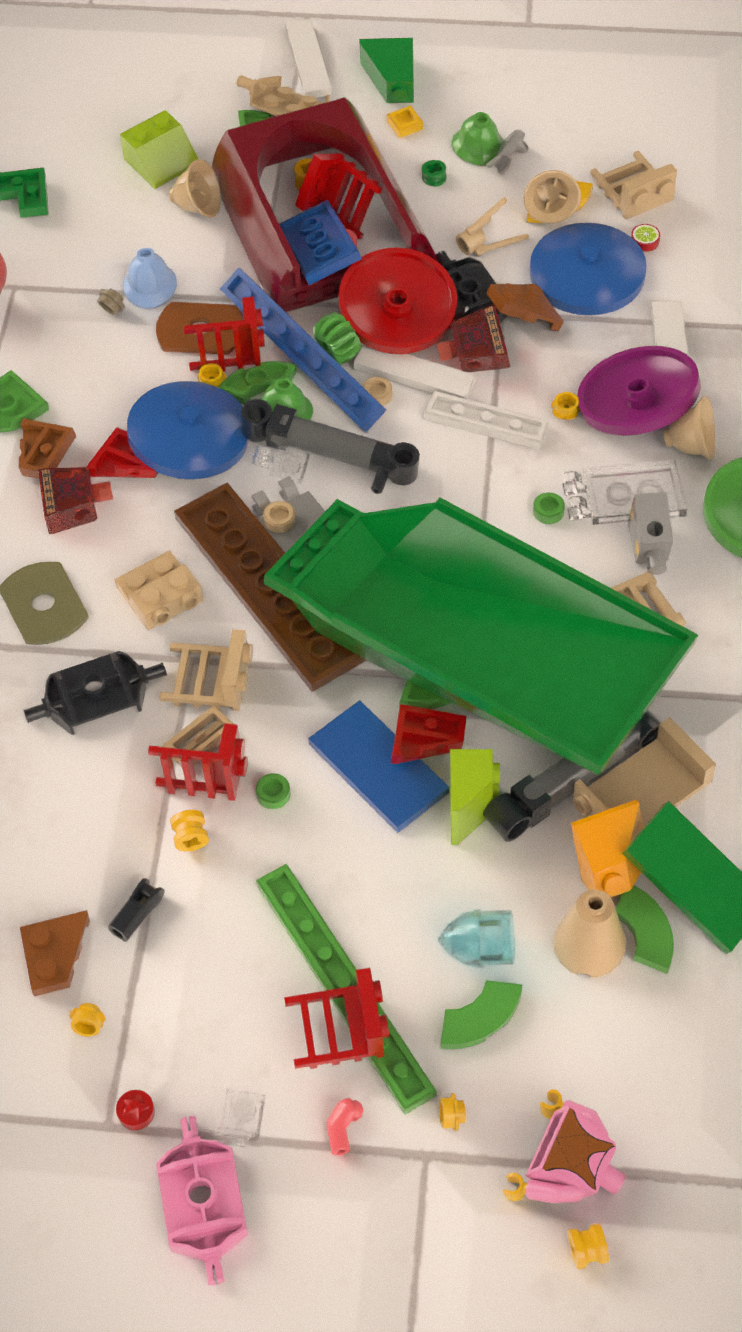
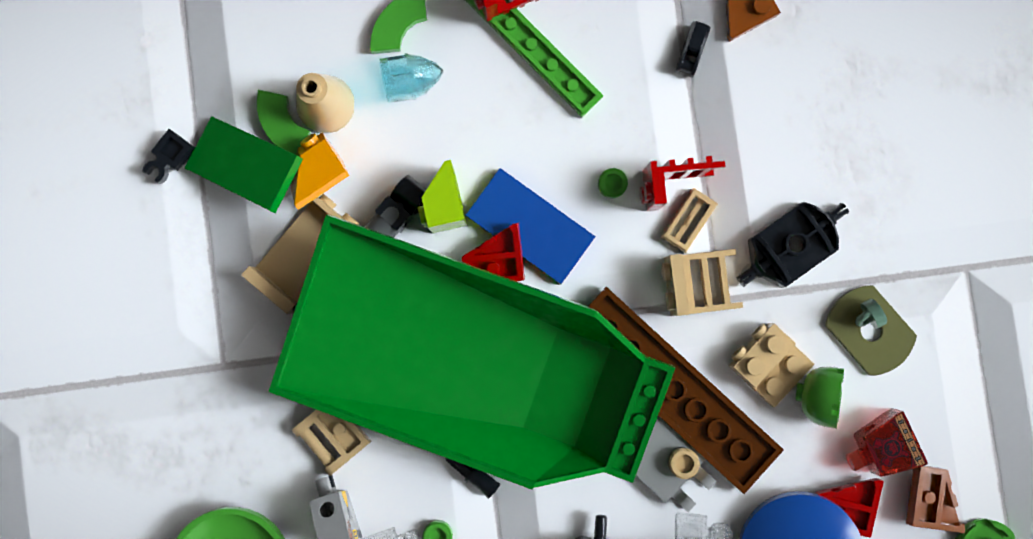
camera: 160 degrees right, 30 degrees up
(39, 606) = (871, 314): none -> sand green tile
(119, 546) = (822, 395): none -> bright green cylinder
(189, 830) = (670, 125): yellow wheel -> none

